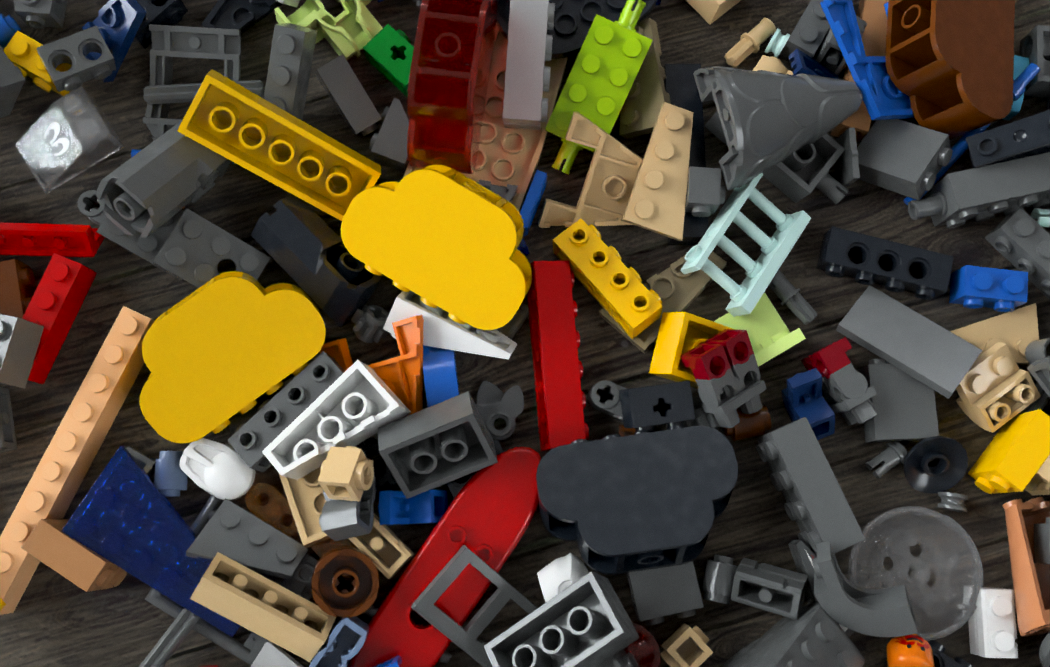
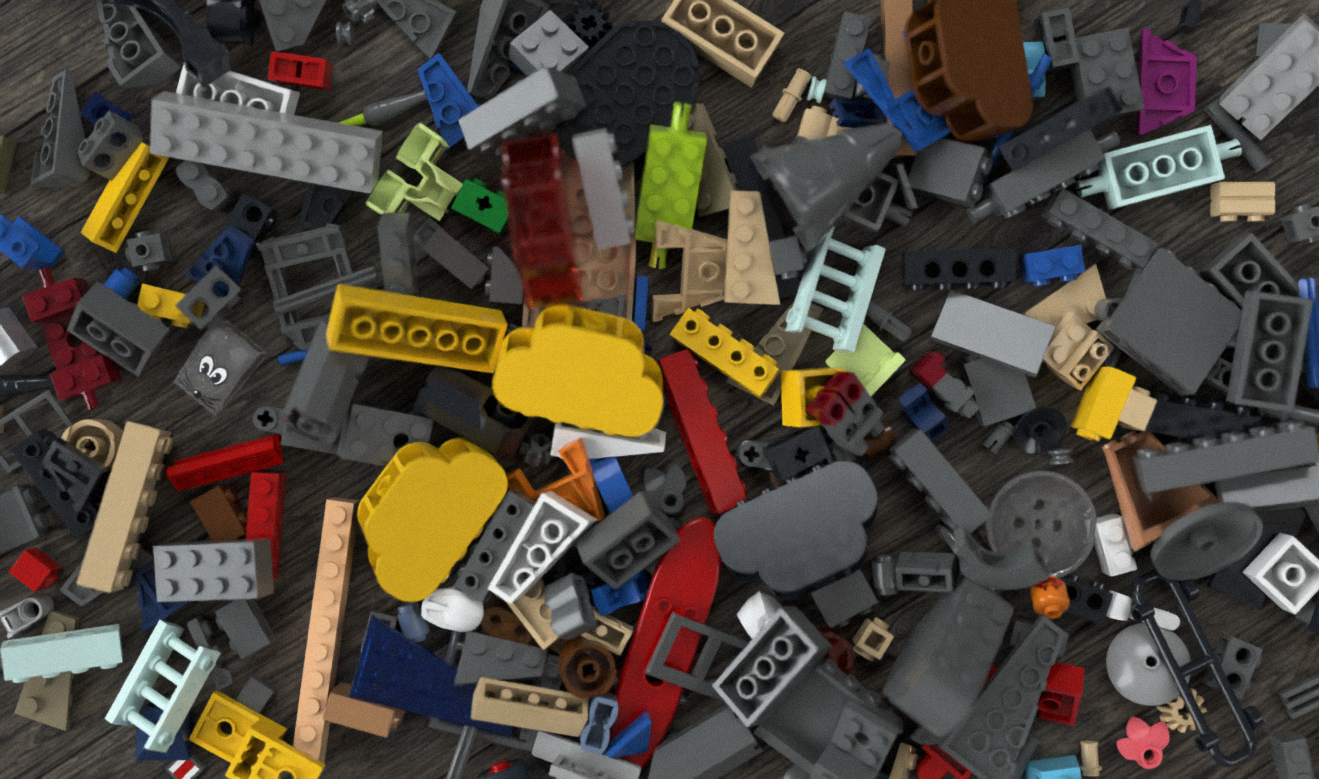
camera: 15 degrees left, 10 degrees up
(346, 473) = (563, 587): tan brick -> none

